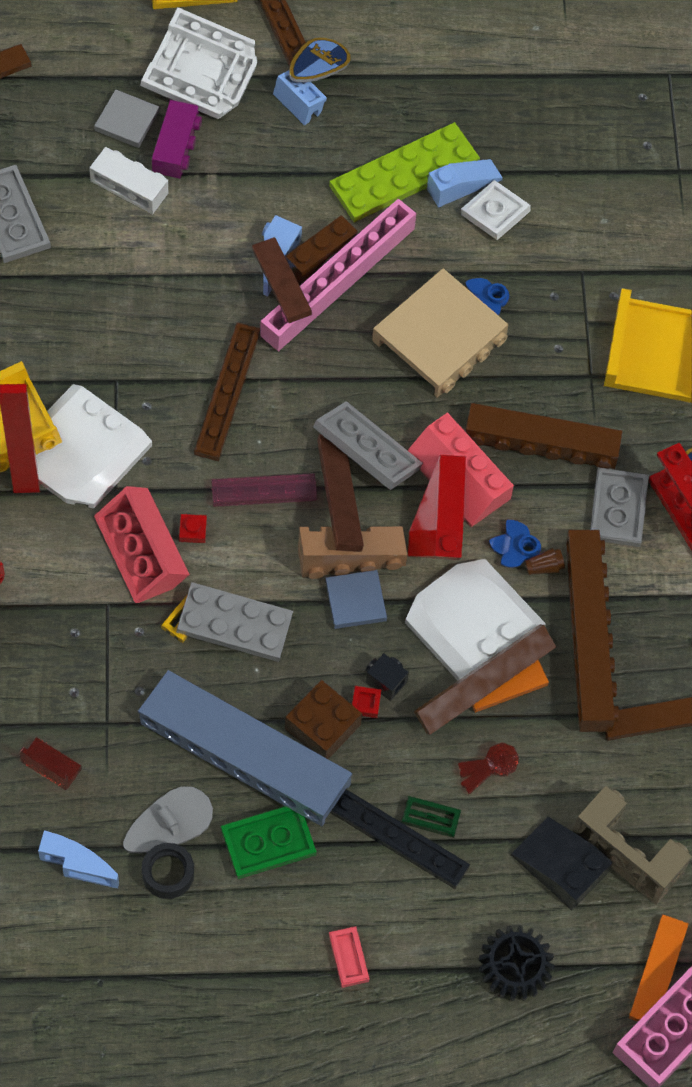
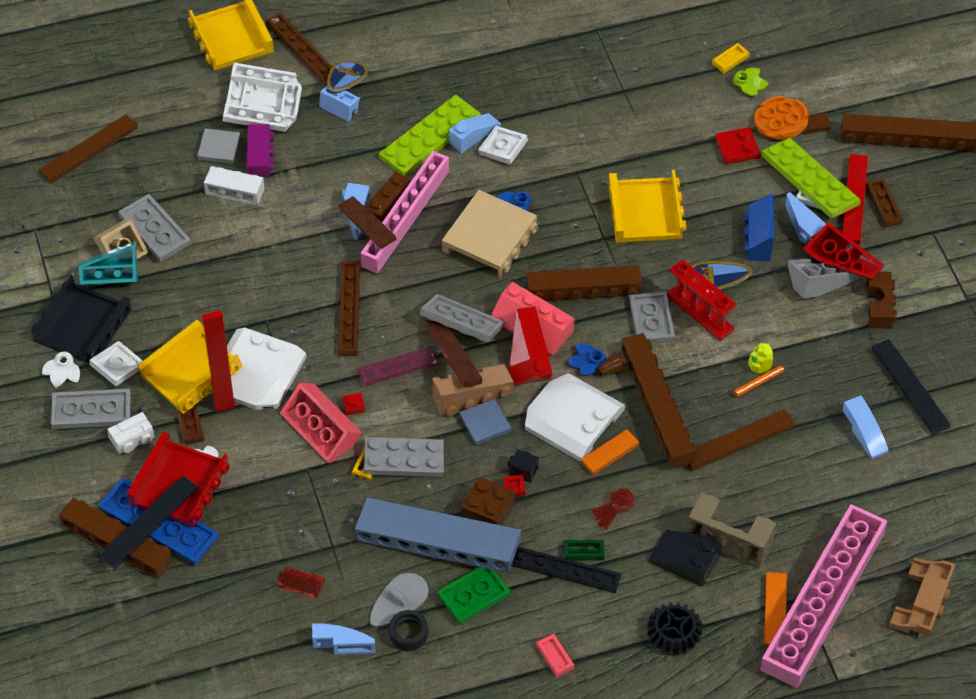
camera: 10 degrees left, 10 degrees down
(485, 679) = (594, 449): reddish brown tile -> none

